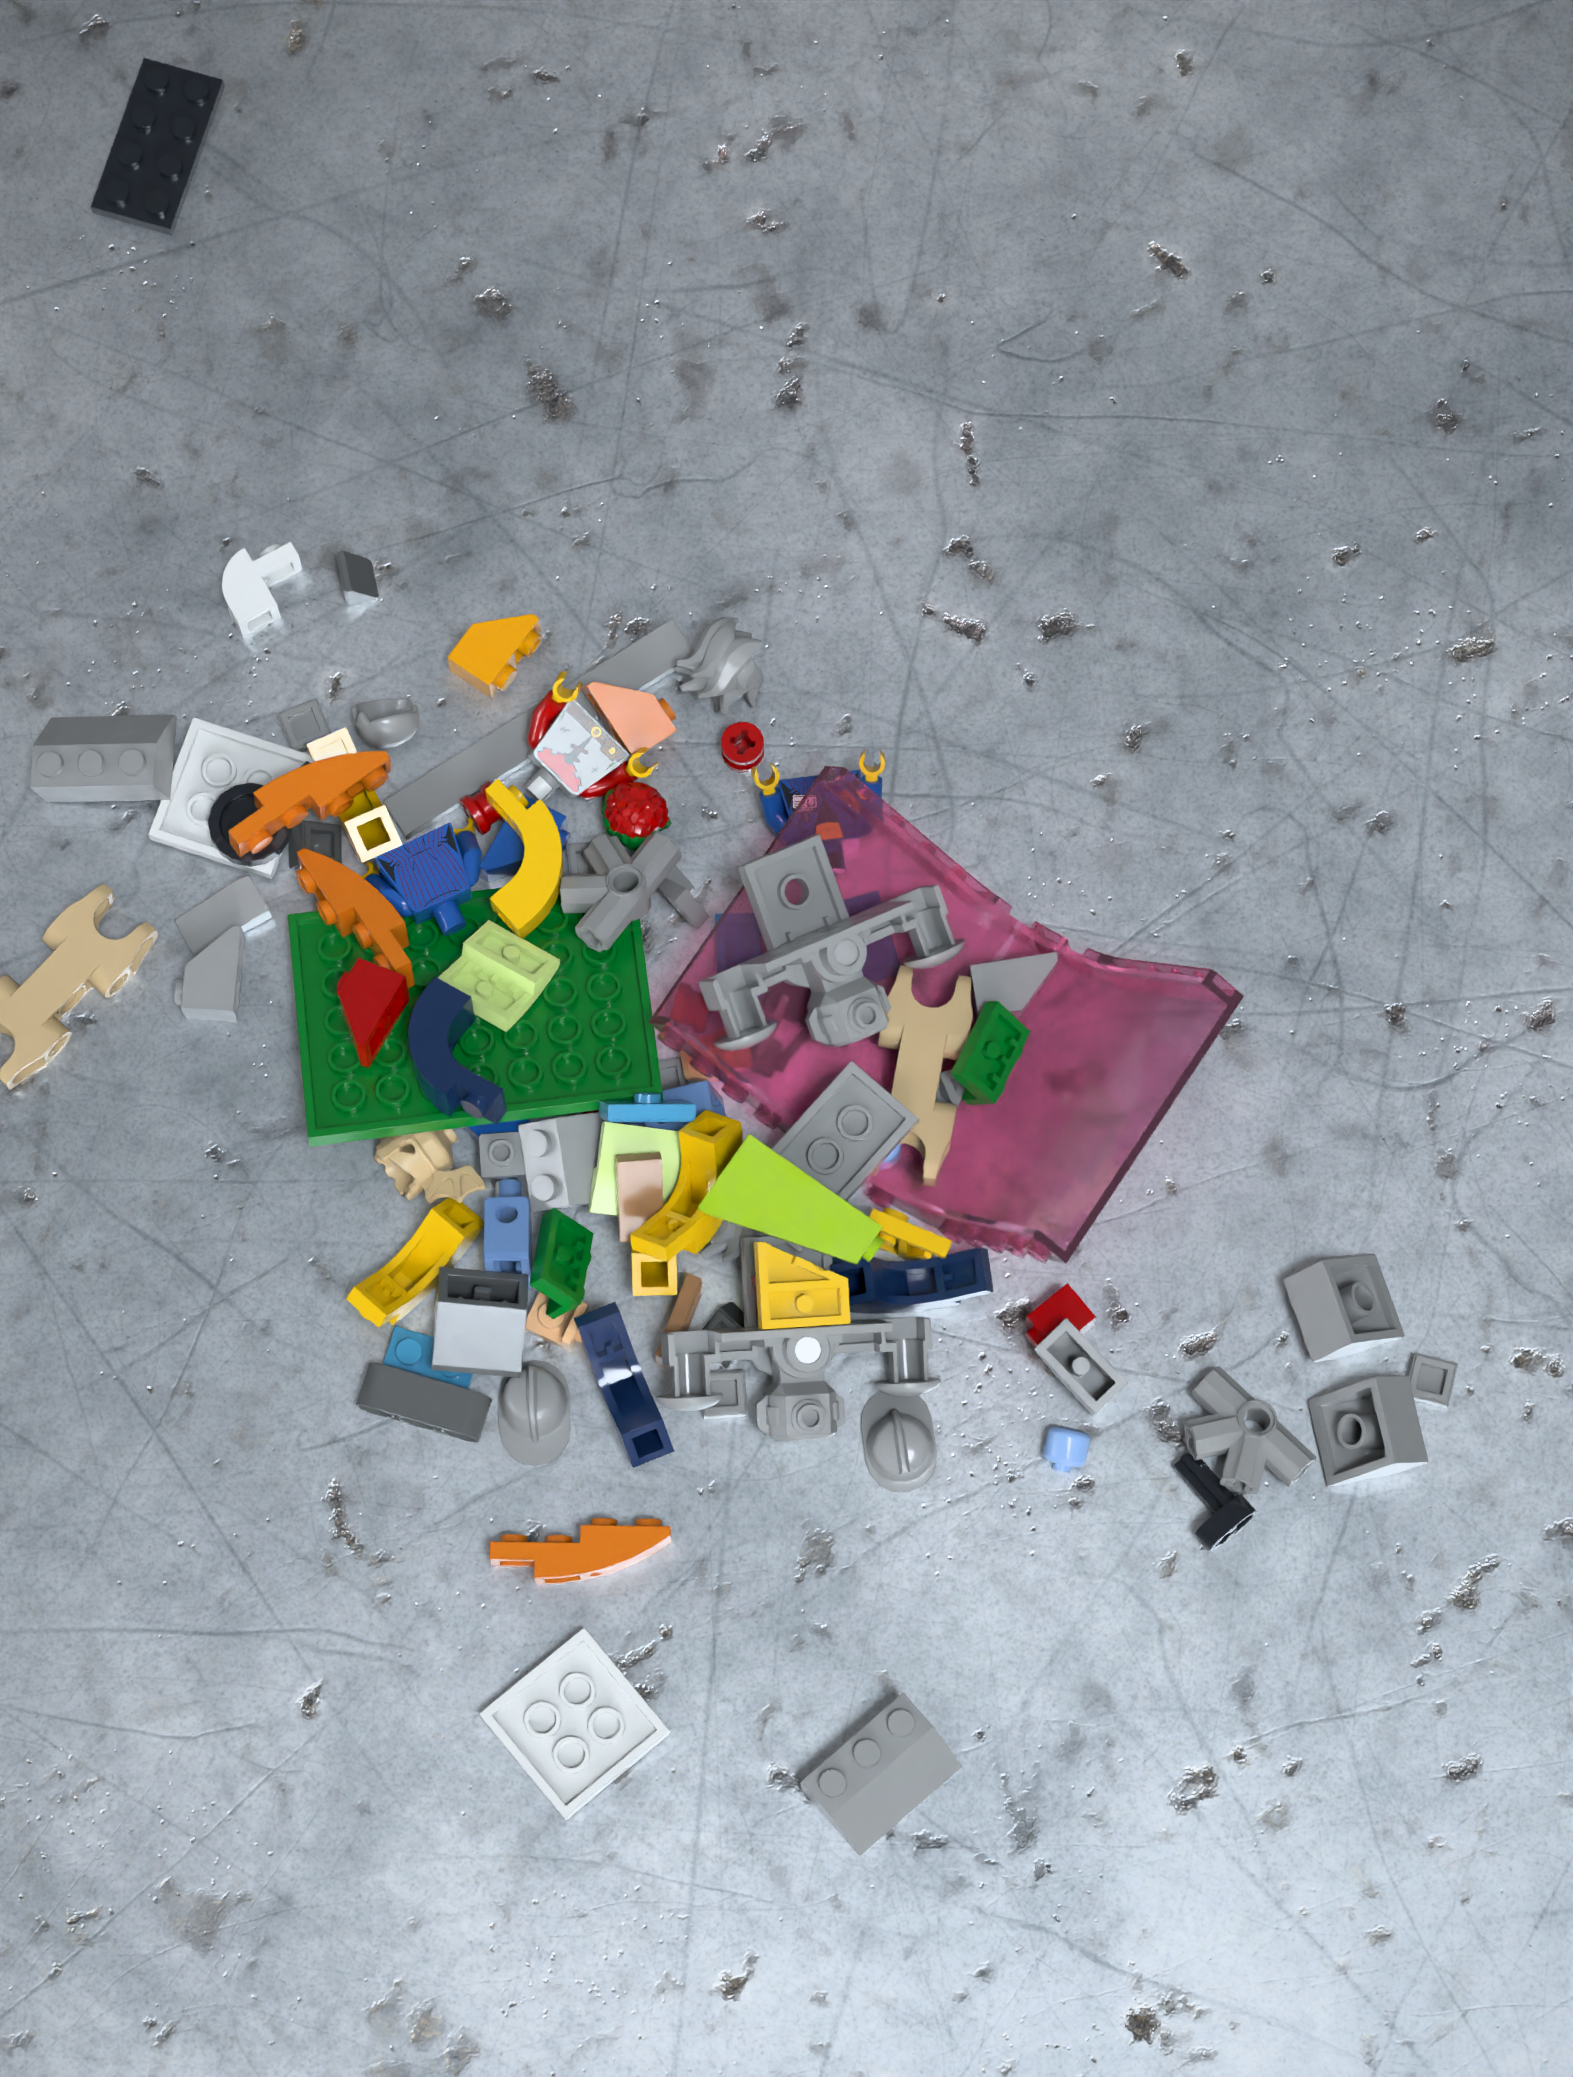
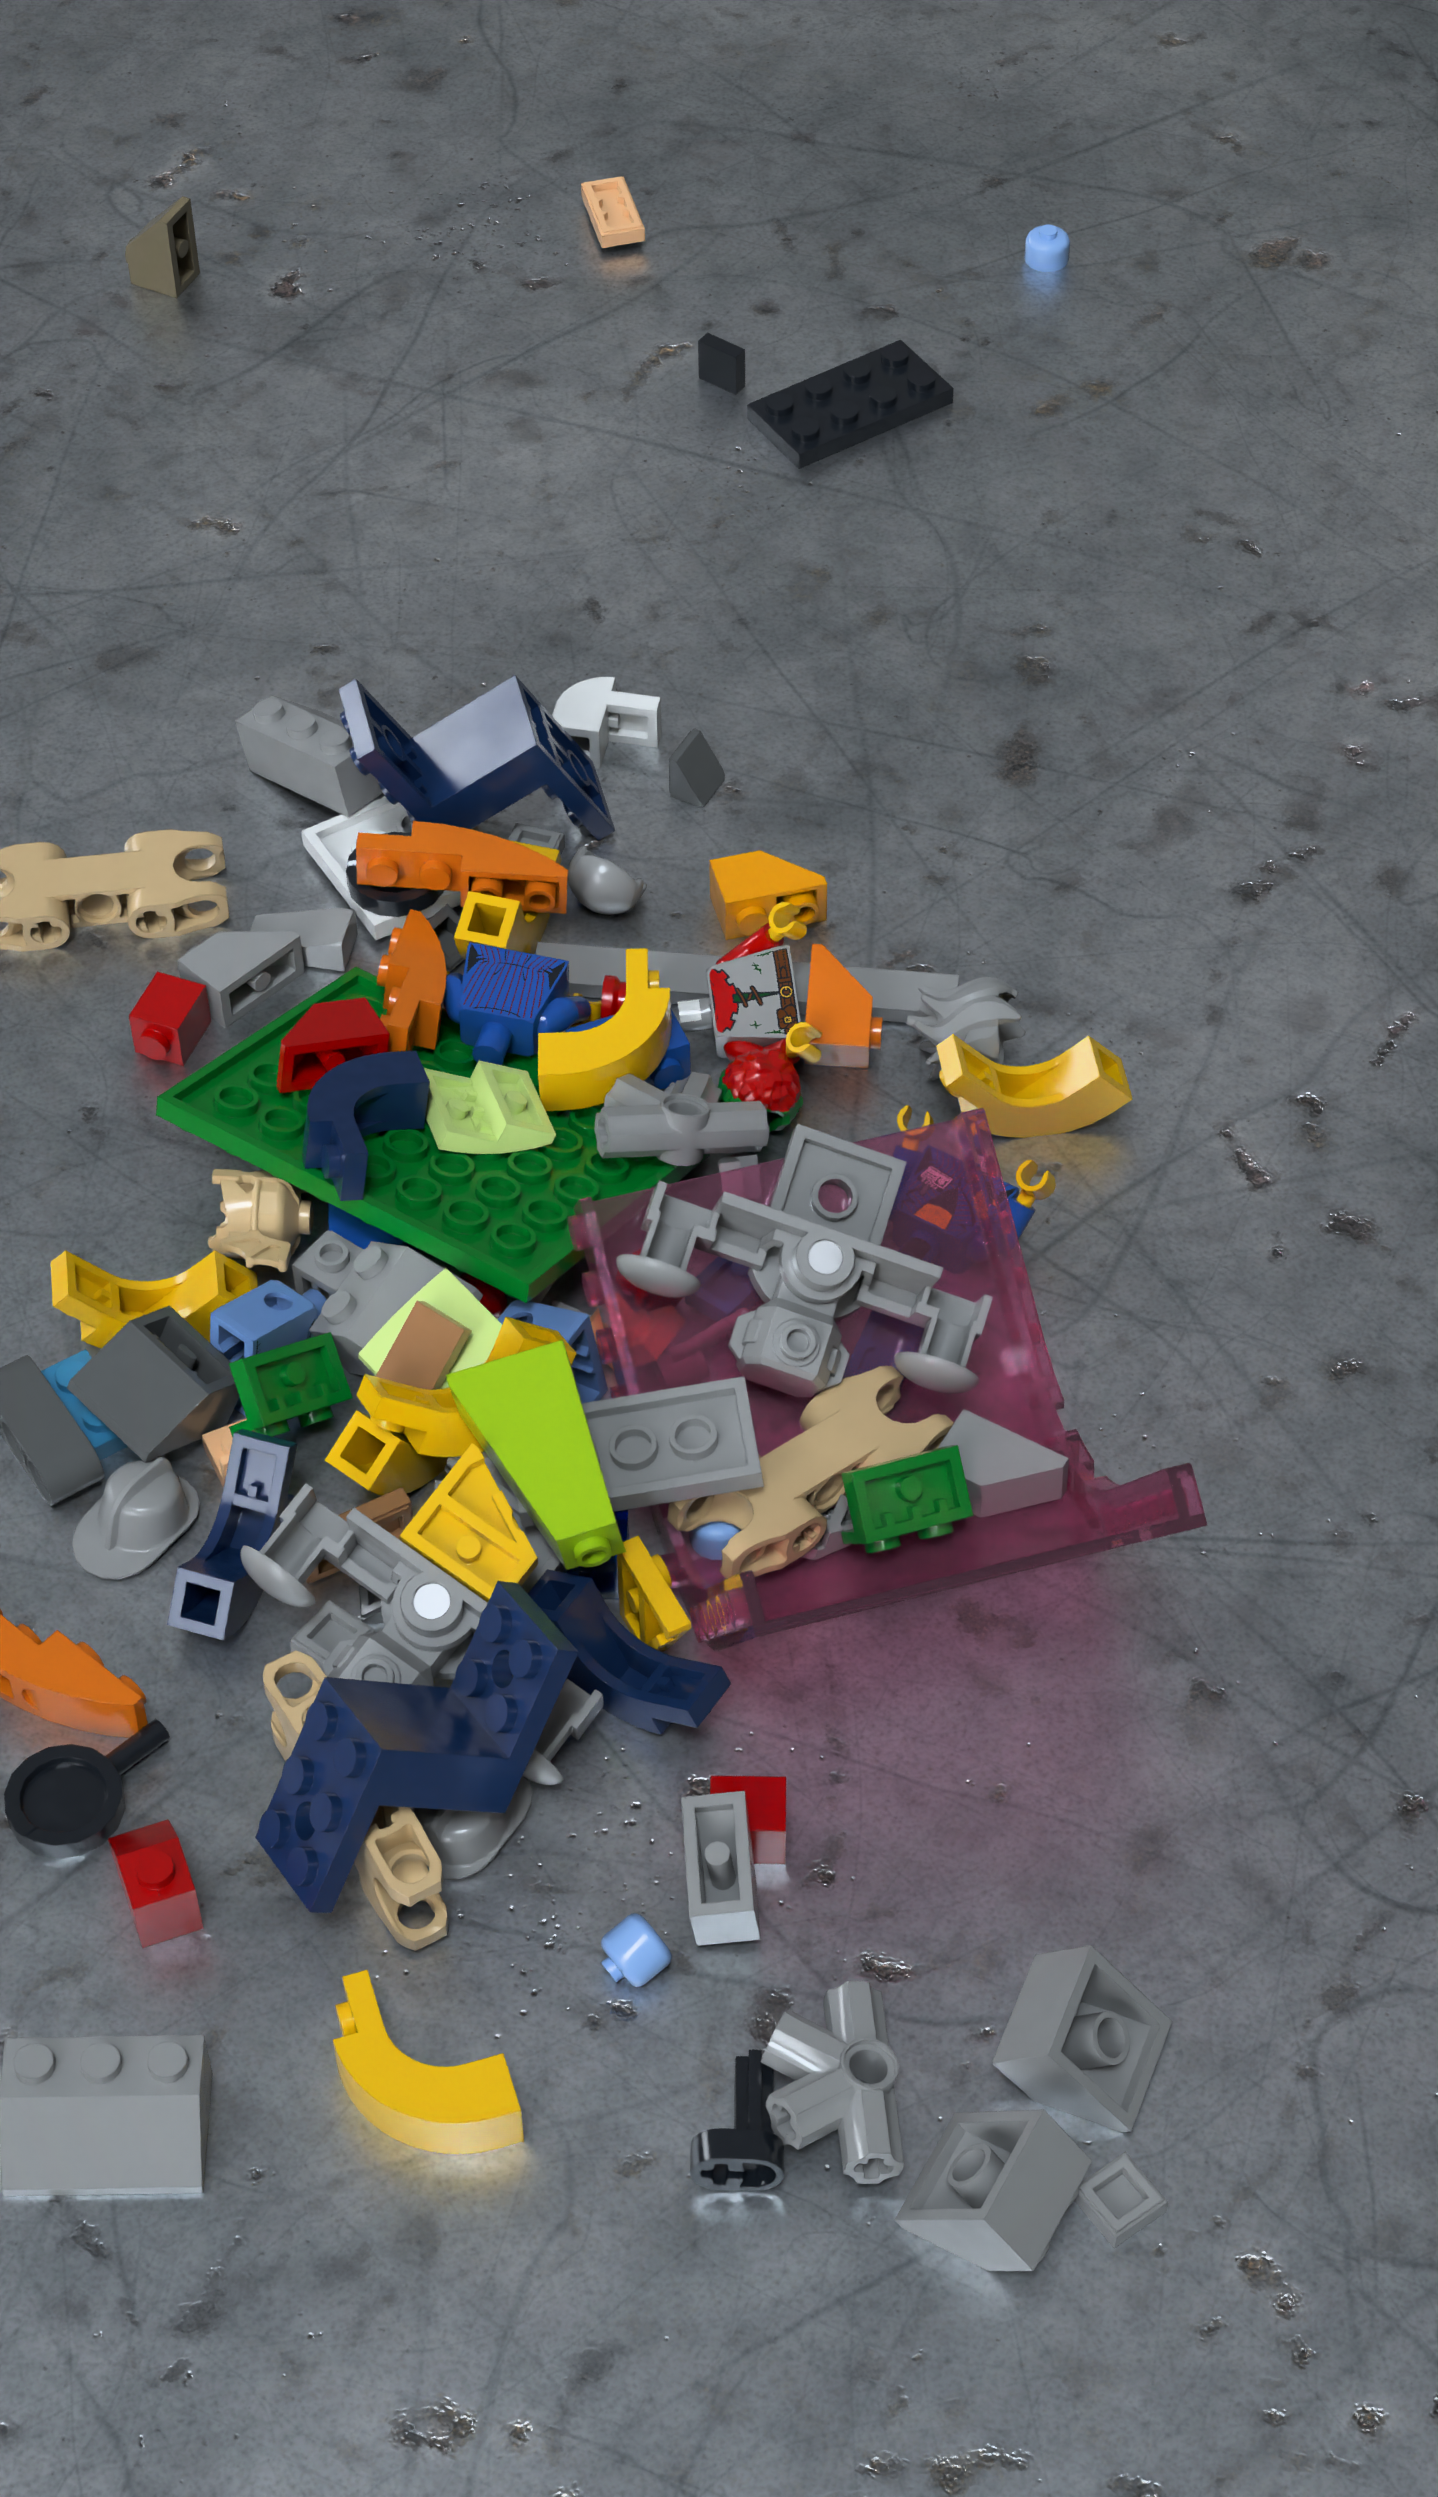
camera: 40 degrees right, 25 degrees down
(39, 180) = (721, 363): none -> black tile
(208, 1050) = (170, 1018): none -> red brick
(237, 705) = (475, 759): none -> dark blue bracket
(647, 1108) = (495, 1281): dark azure plate -> none
(672, 1610) = (73, 1795): none -> black piece
(742, 756) = (925, 1096): red wheel -> none
(769, 1619) = (156, 1883): none -> red slope
(803, 680) = (1037, 1098): none -> yellow arch
(875, 1490) = (395, 1848): none -> tan piece
(877, 1442) = (415, 1745): none -> dark blue bracket
(1024, 1632) = (416, 2103): none -> yellow arch

